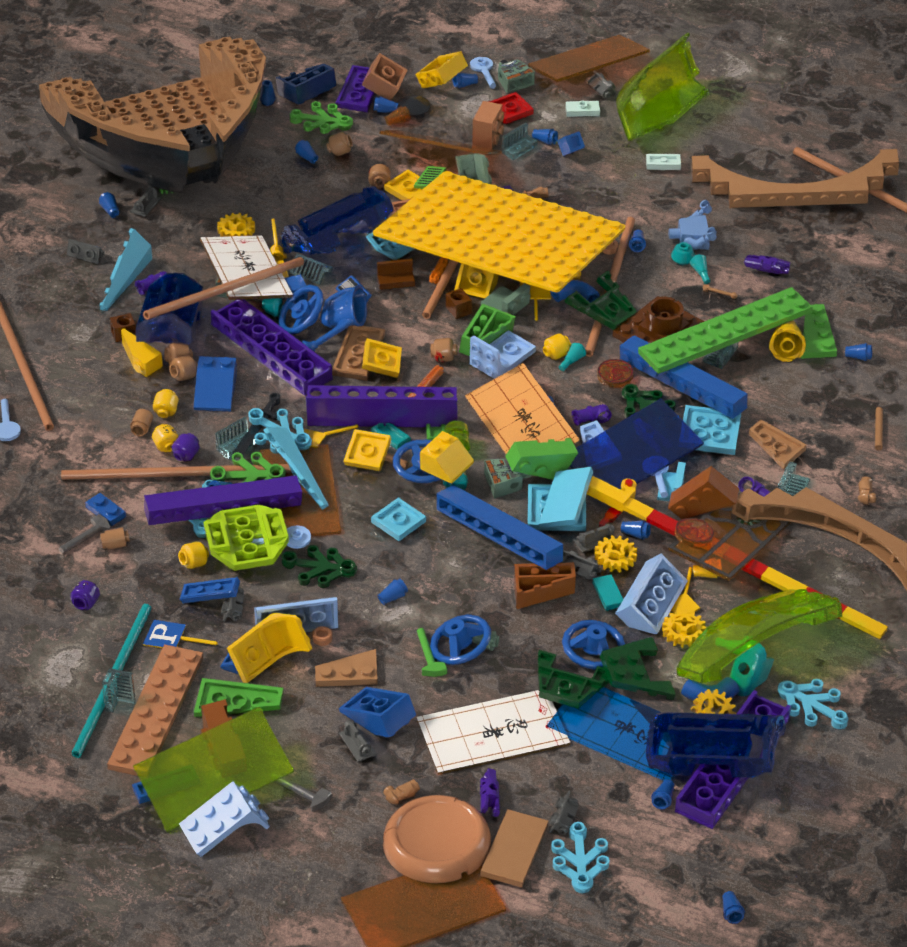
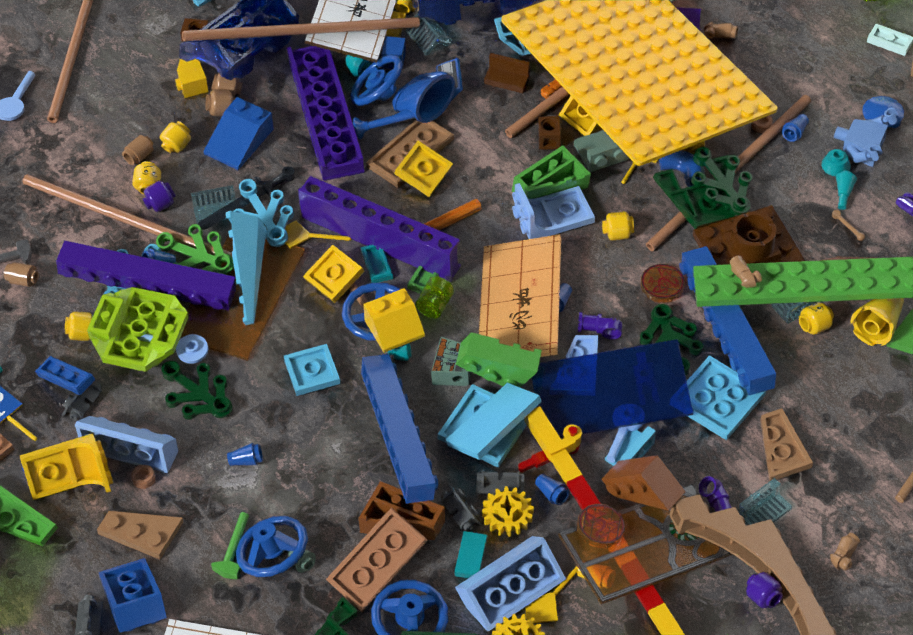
camera: 30 degrees right, 10 degrees up
(102, 505) = (39, 236): blue plate -> none
(443, 350) = (494, 183): medium nougat head -> none
(547, 615) = (376, 560): none -> nougat tile
(574, 354) = (631, 242): teal cone -> none
(632, 299) = (722, 182): none -> dark green plant
(679, 335) = (742, 271): none -> medium nougat arm
(687, 208) = (878, 105): none -> blue dish
(743, 355) = (816, 318): none -> yellow head
(830, 533) = (764, 590): none -> dark purple head

